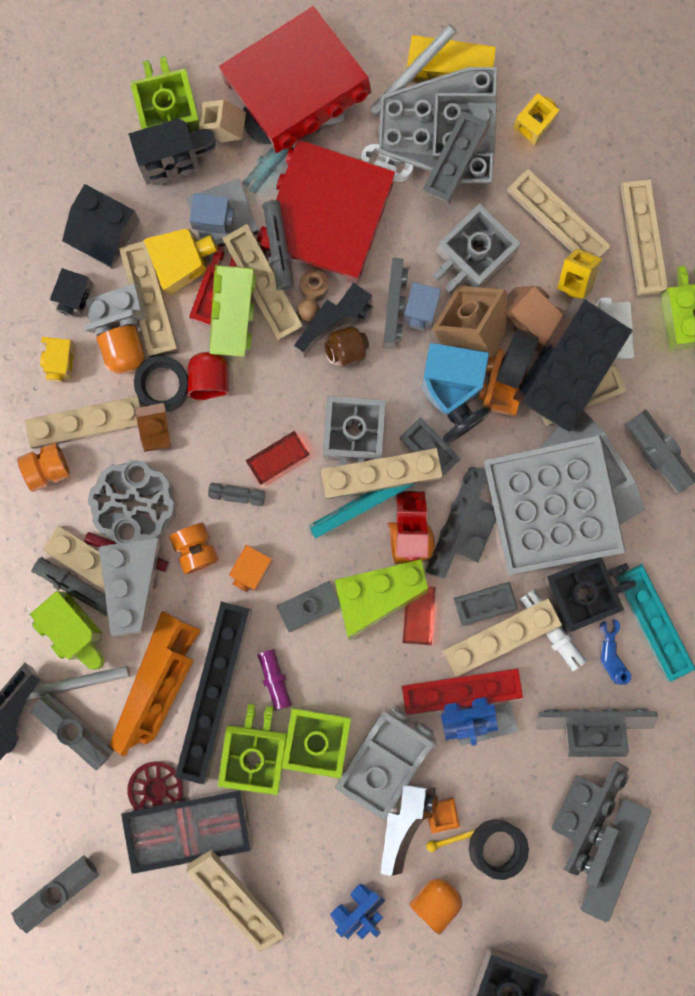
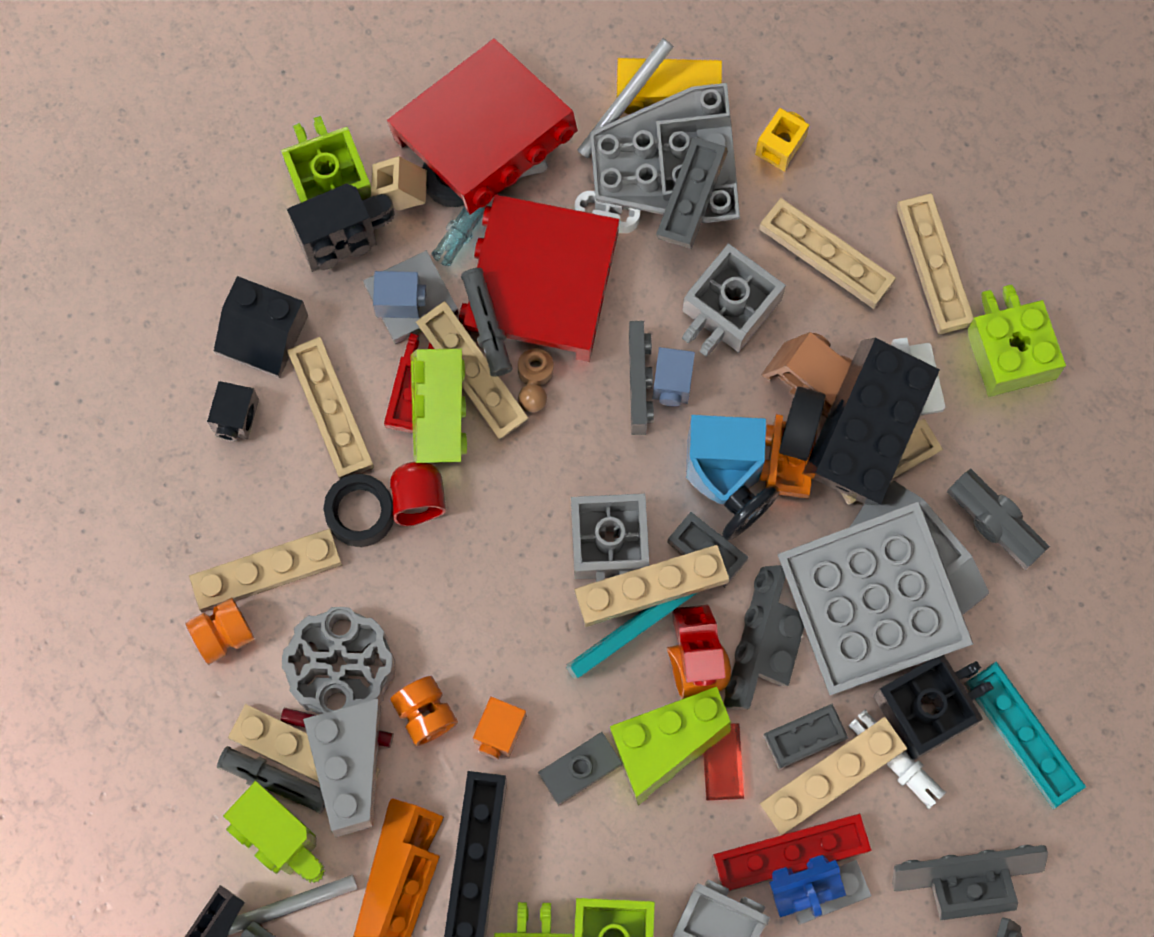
camera: 10 degrees left, 10 degrees down
(57, 359) = (223, 494): yellow brick -> none
(115, 309) = (290, 425): light grey bracket -> none
(121, 349) = (303, 472): orange helmet -> none
(153, 427) = (354, 564): dark orange bracket -> none
(179, 257) = (364, 353): yellow torso -> none
(236, 494) = (469, 637): dark grey axle -> none
(274, 680) = (547, 868): magenta pin -> none
(277, 457) = (516, 584): clear red tile -> none
(346, 346) = (586, 437): reddish brown head -> none
(352, 307) = (585, 391): black slope -> none
(473, 319) = (741, 382): medium nougat slope -> none
(579, 273) = (855, 306): yellow brick -> none
(609, 658) = (973, 787): blue arm -> none

